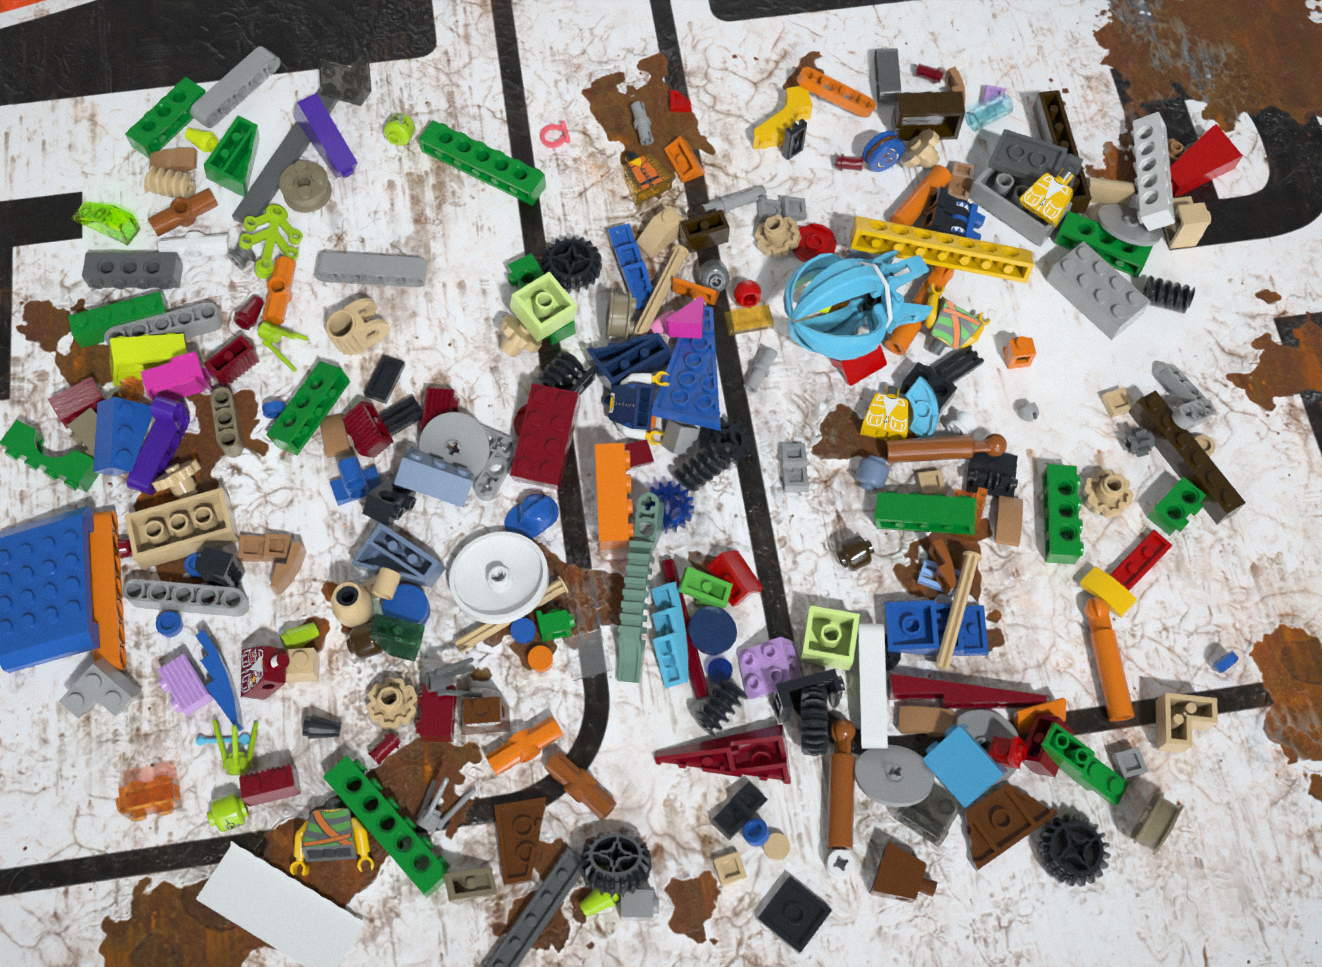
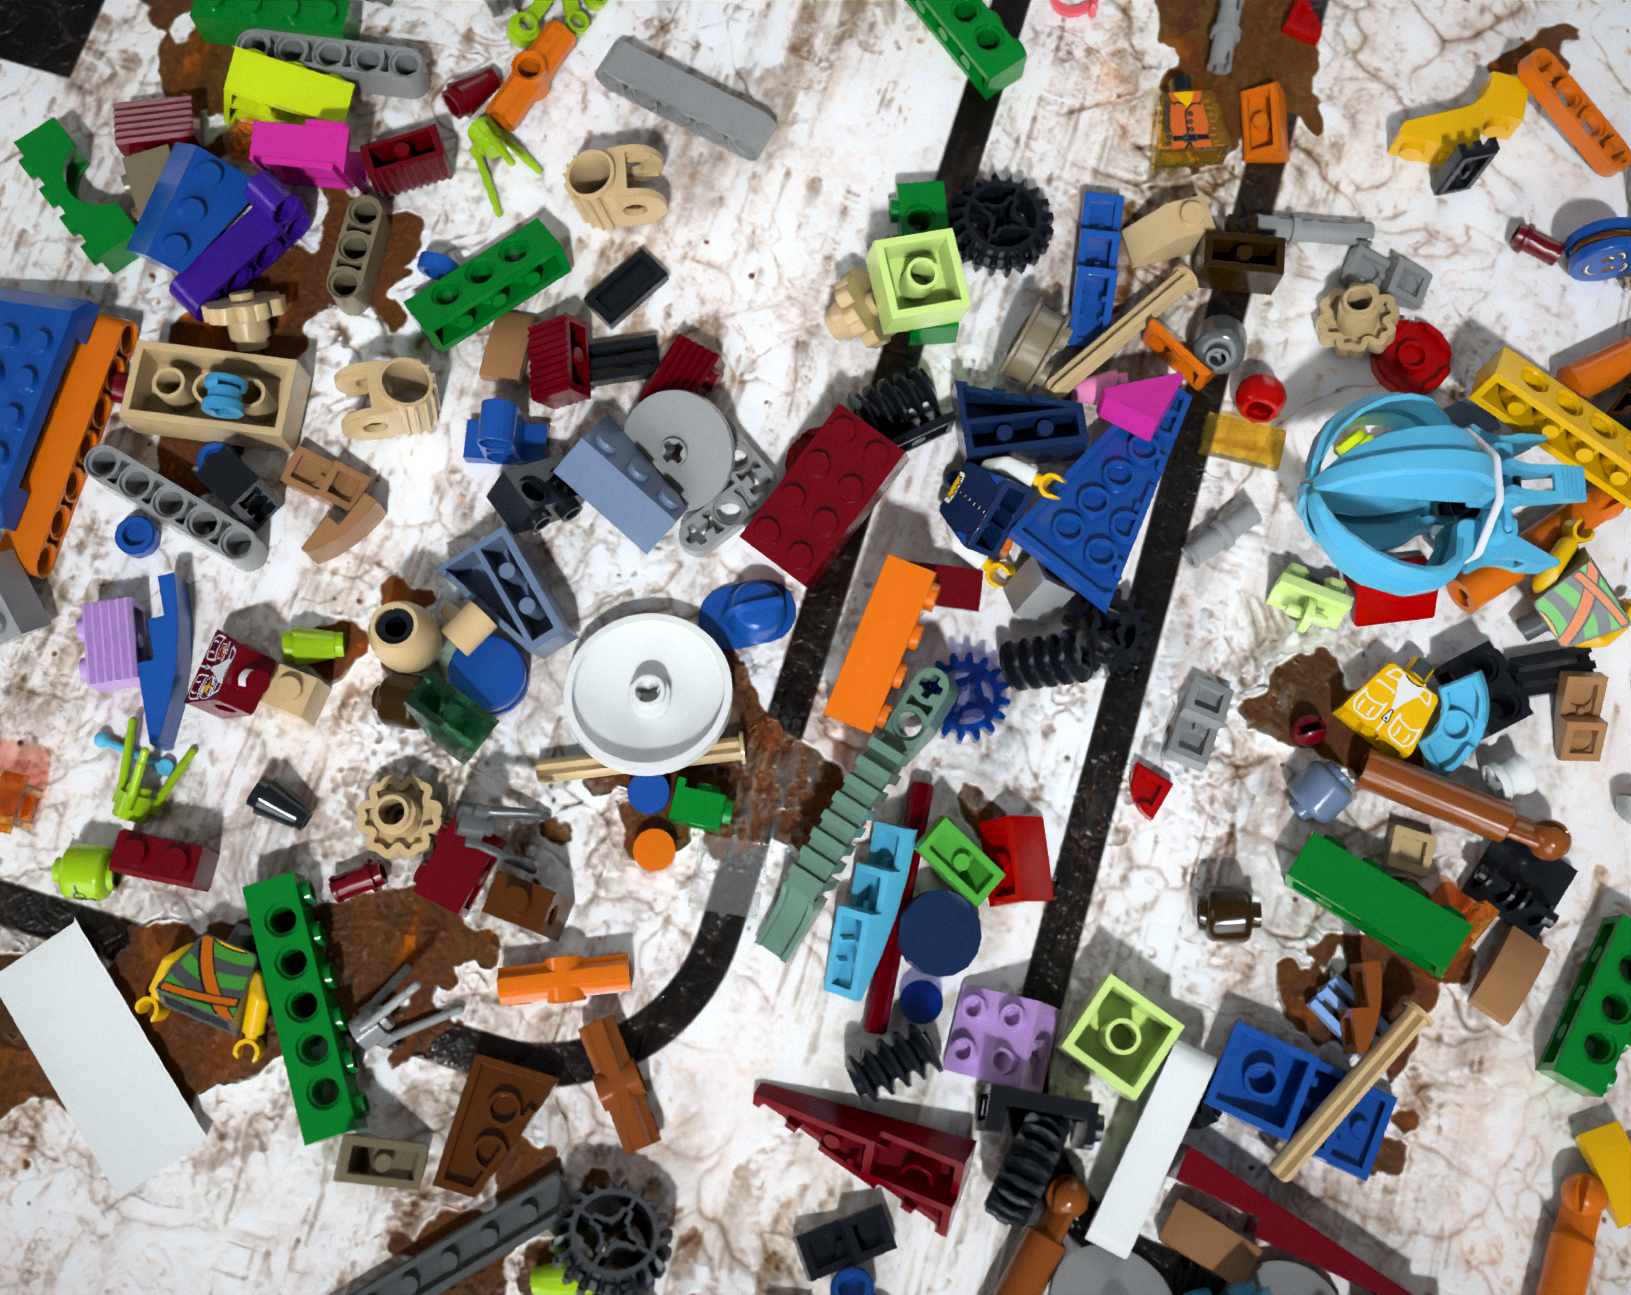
camera: 25 degrees right, 10 degrees up
(191, 521) = (224, 395): none -> dark azure wheel
(283, 494) = (382, 383): none -> tan piece
(785, 512) = (1147, 790): none -> red tile
(820, 382) = (1308, 601): none -> yellowish green hips
(854, 450) = (1311, 738): none -> dark red hinge
(980, 380) = (1577, 720): none -> medium nougat slope

